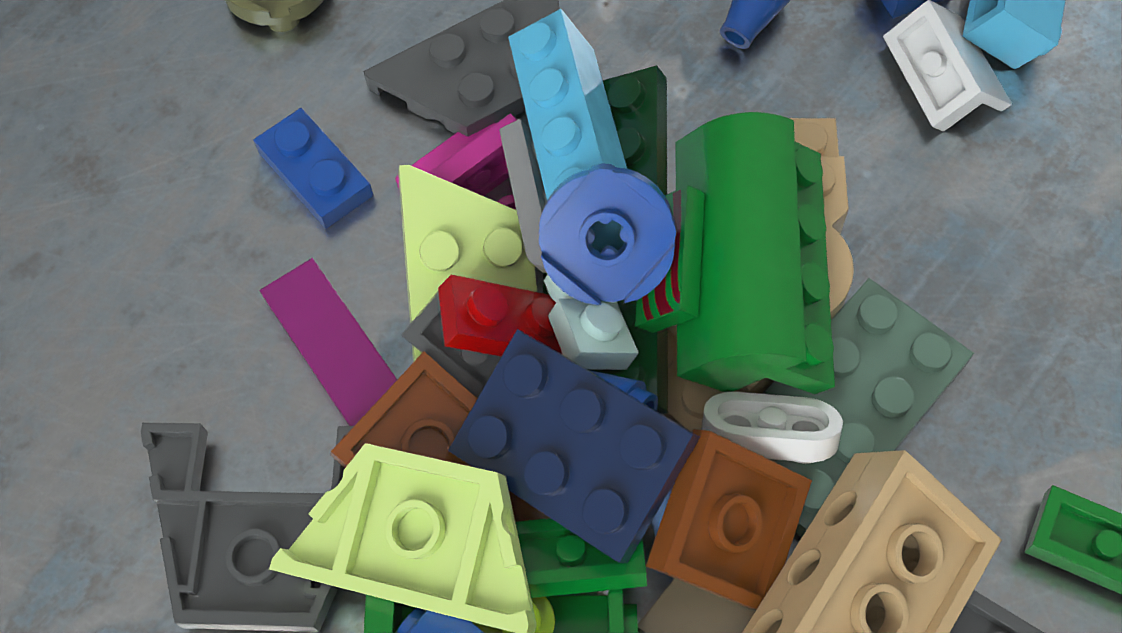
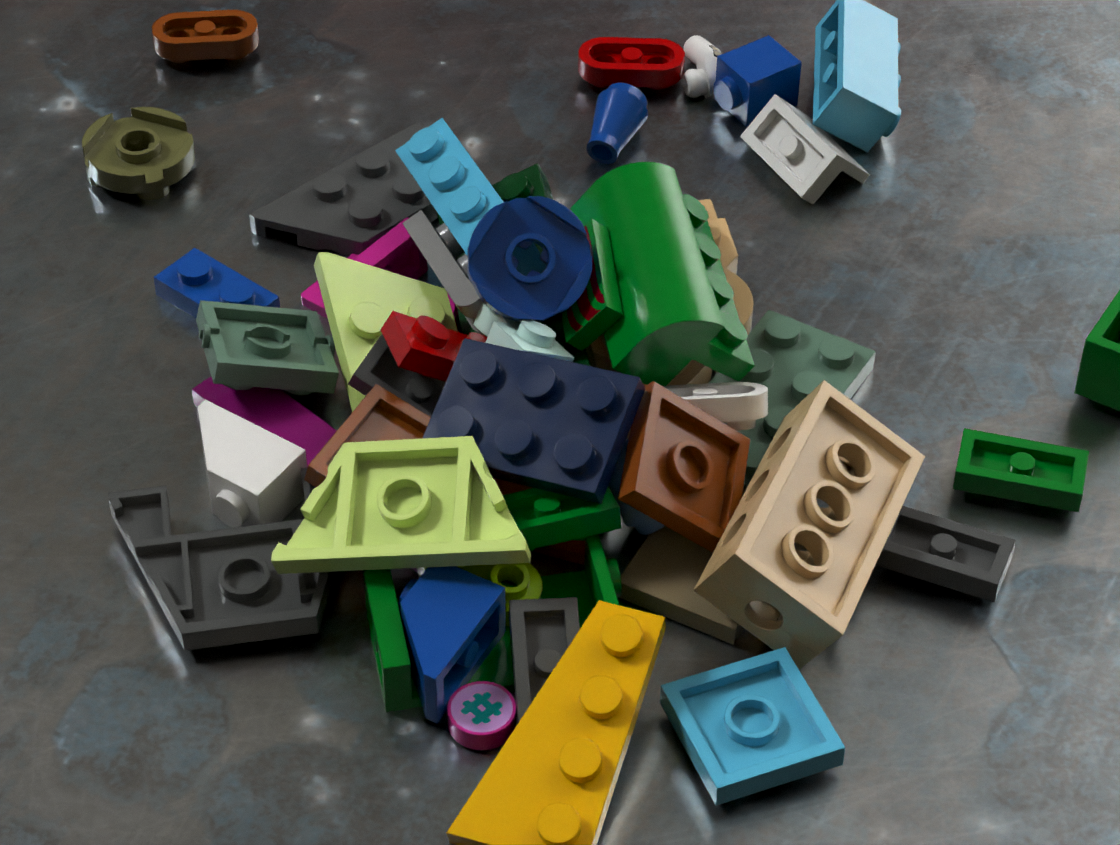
camera: 15 degrees left, 20 degrees down
(283, 413) = (248, 469): none -> white slope
(336, 258) = (267, 348): none -> sand green plate

